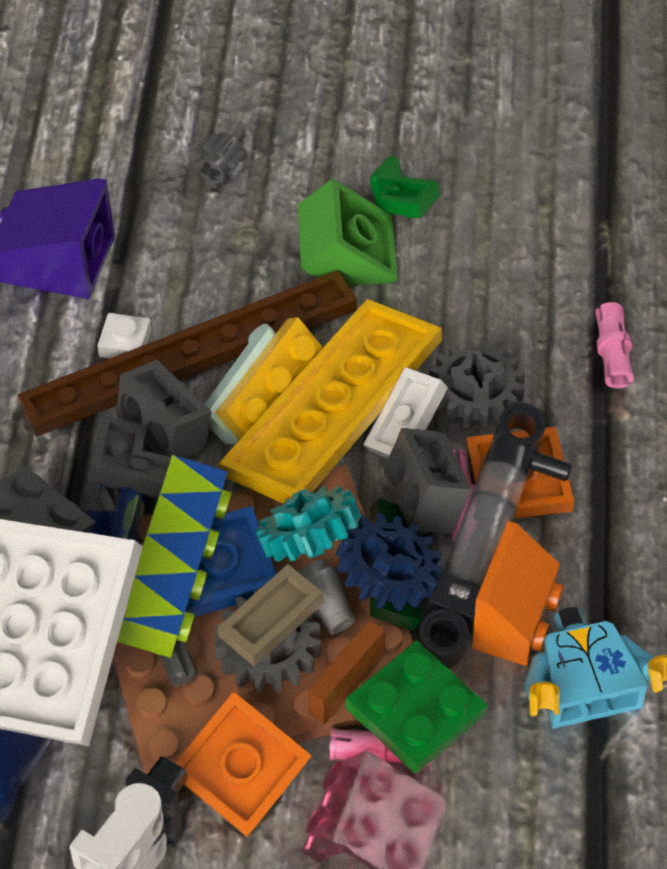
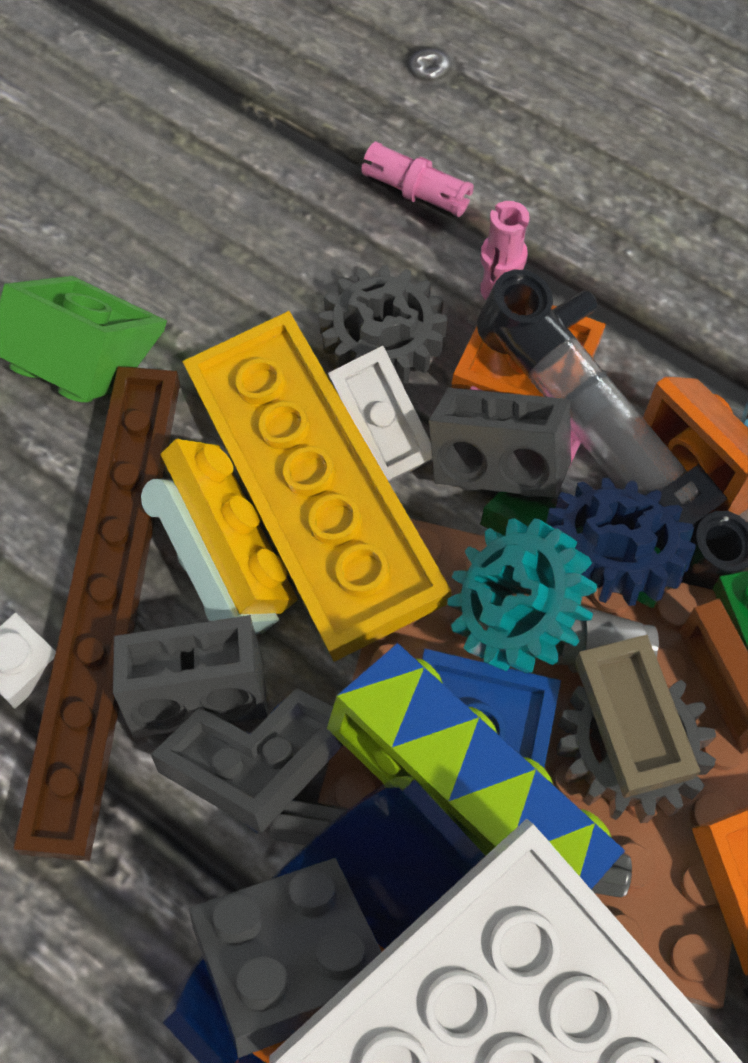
camera: 60 degrees left, 10 degrees up
(401, 194) = (59, 244): green bracket -> none
(573, 410) = (505, 246): none -> bright pink pin

